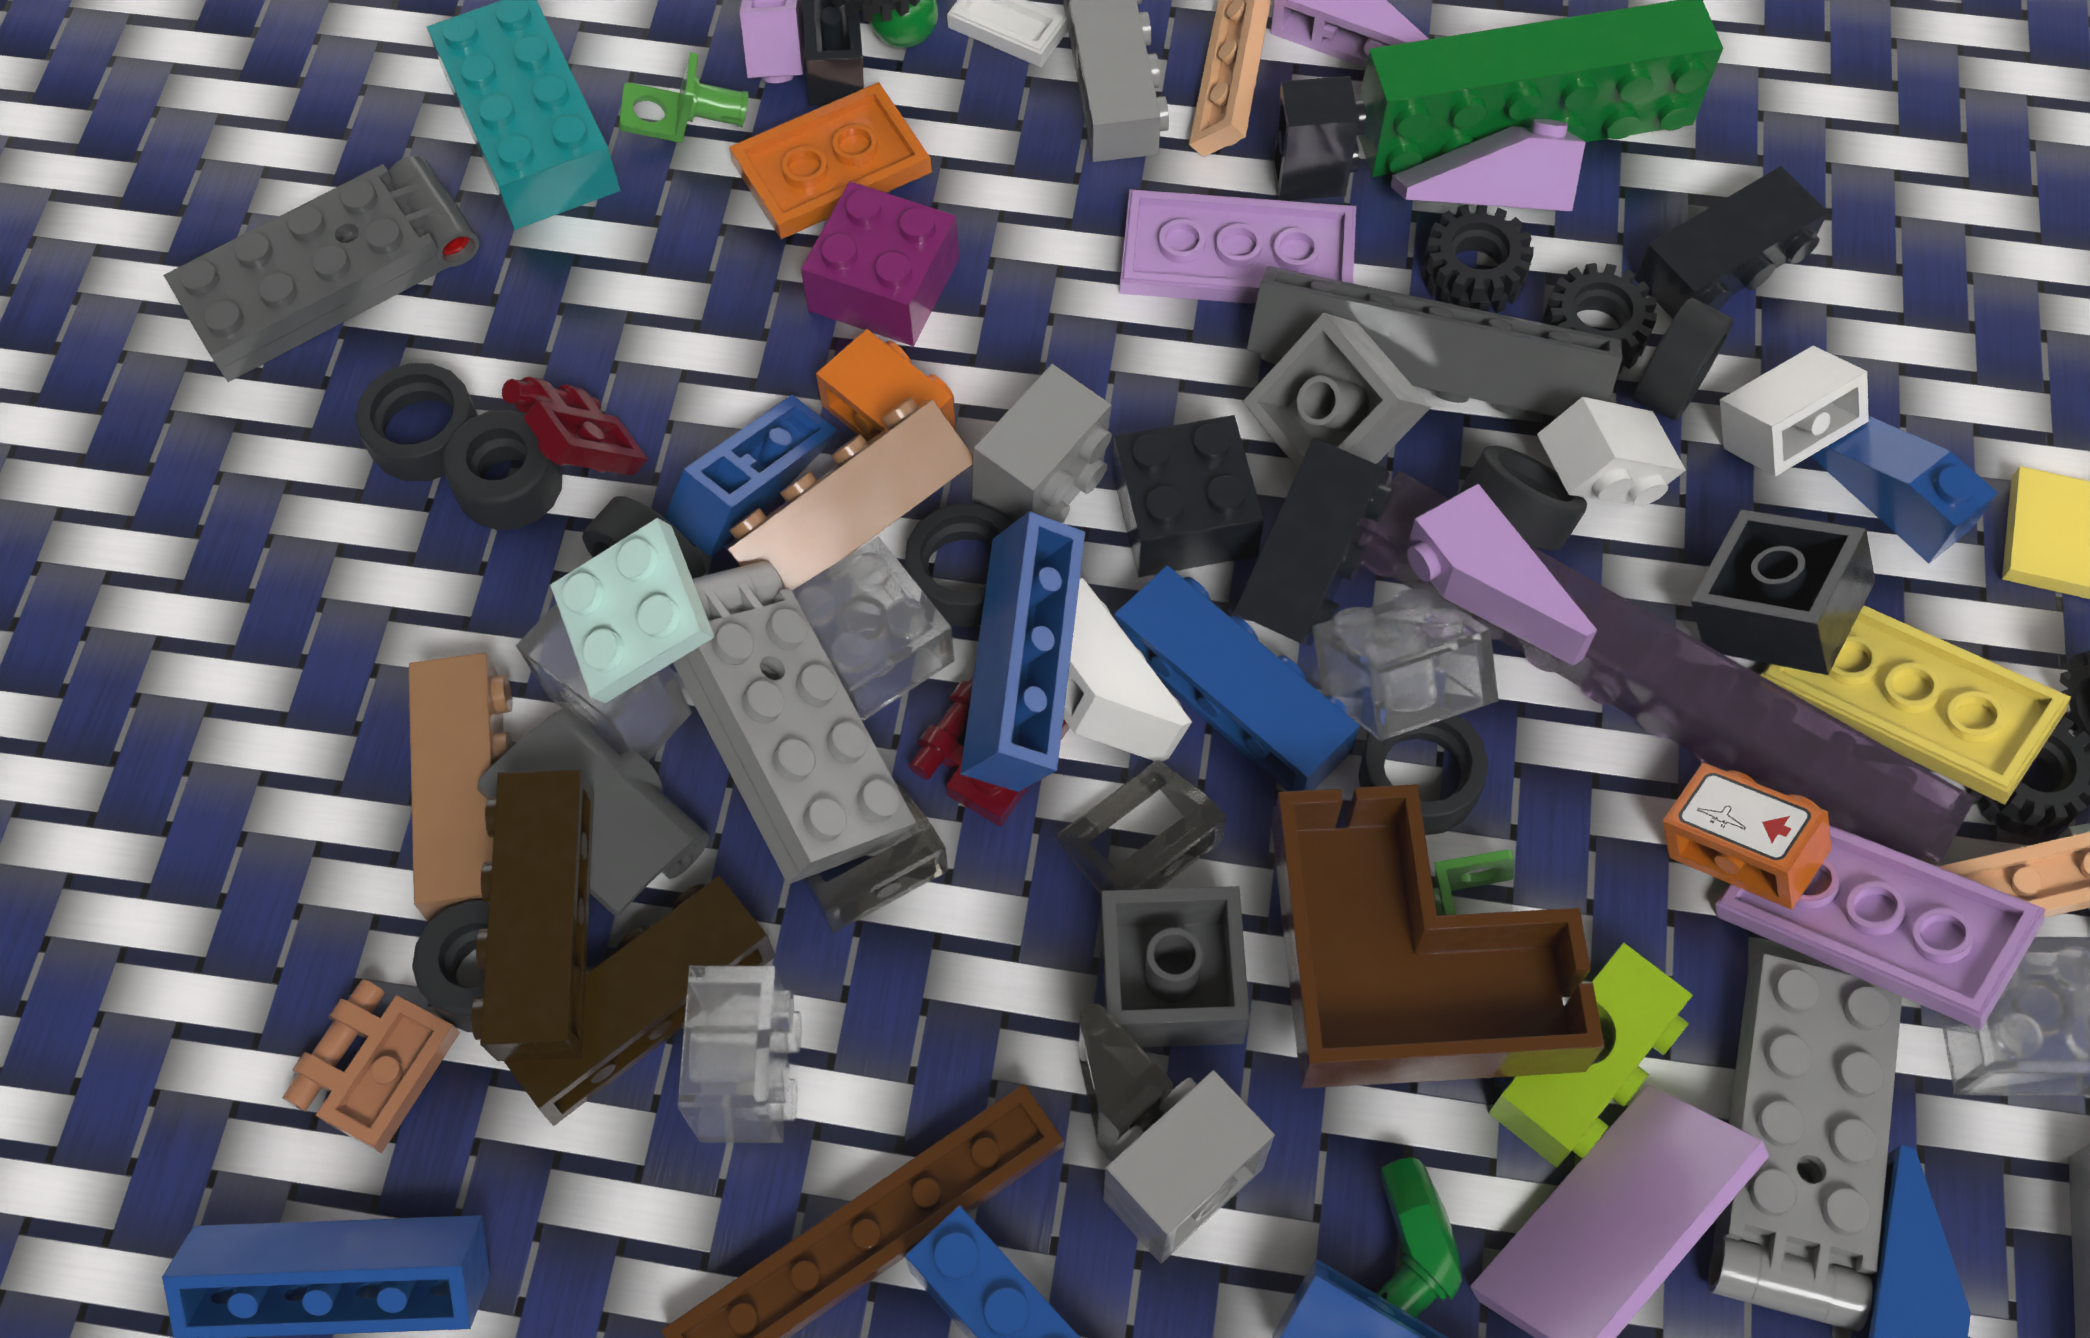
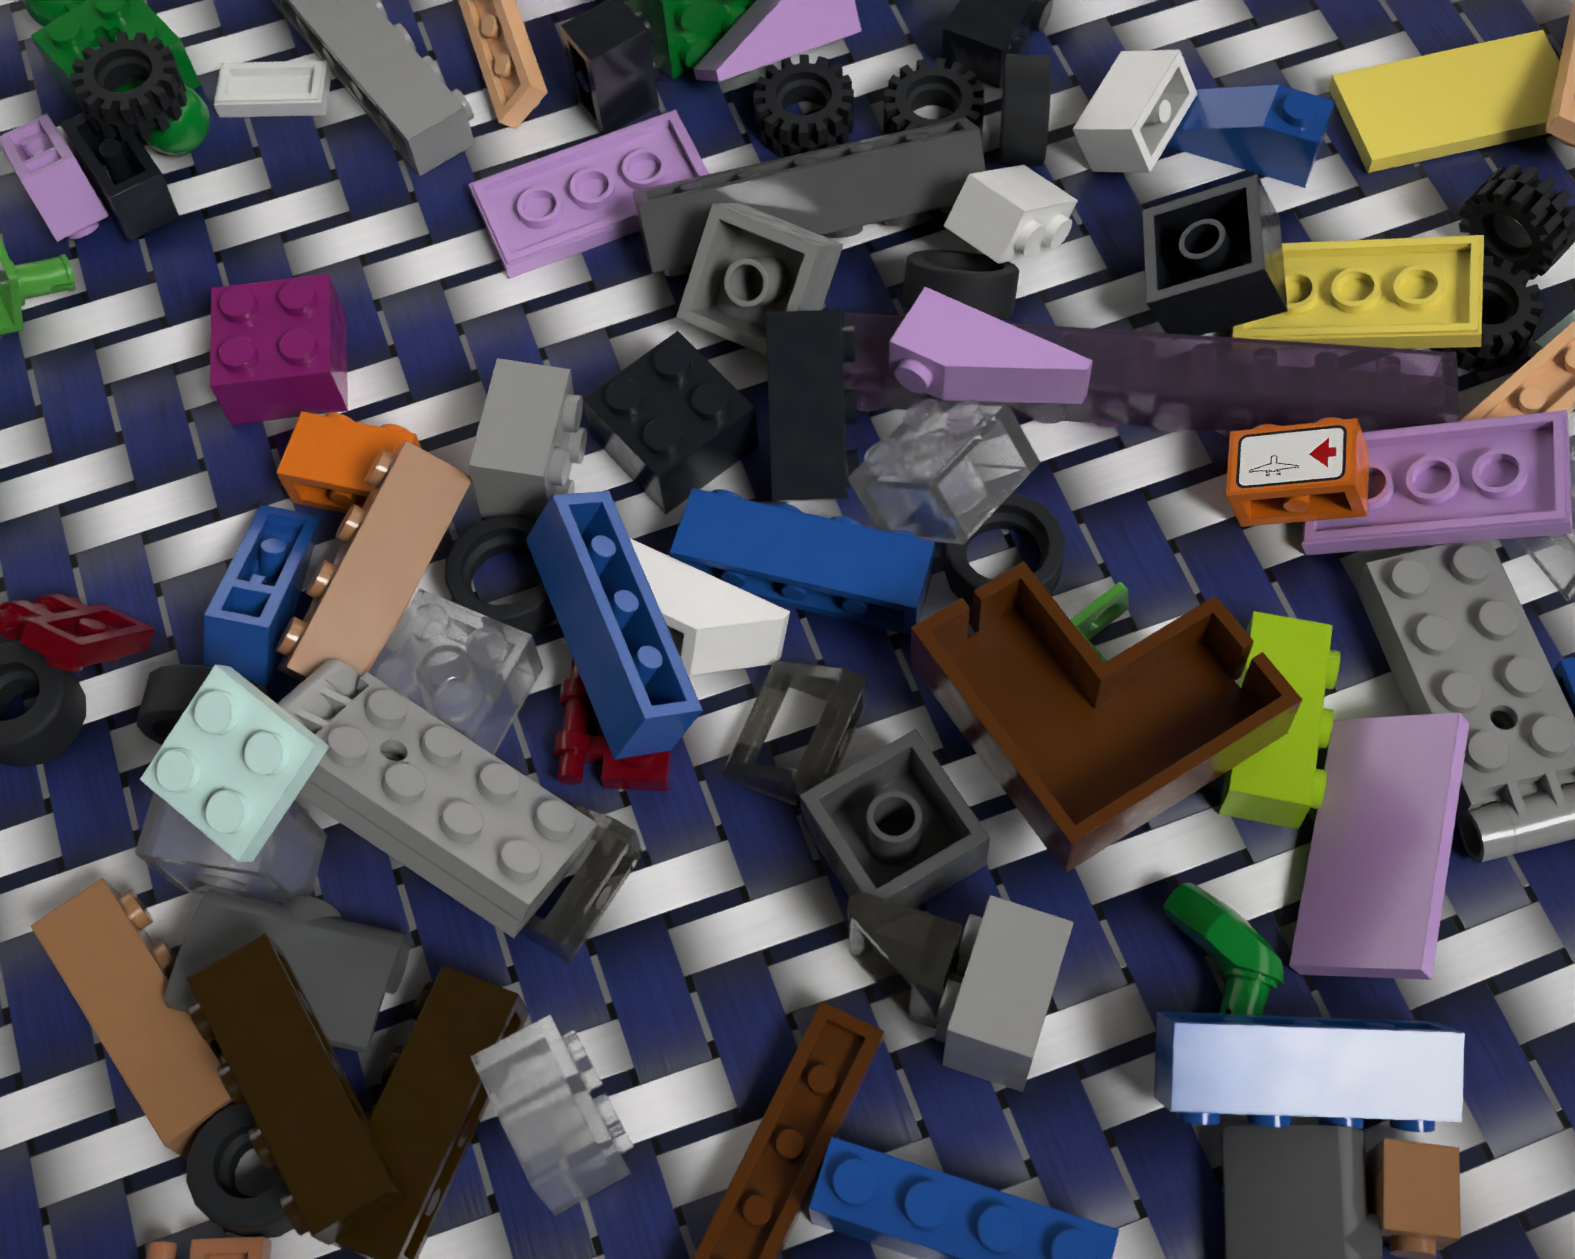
camera: 25 degrees left, 0 degrees up
(808, 161) = (162, 288): orange plate -> none

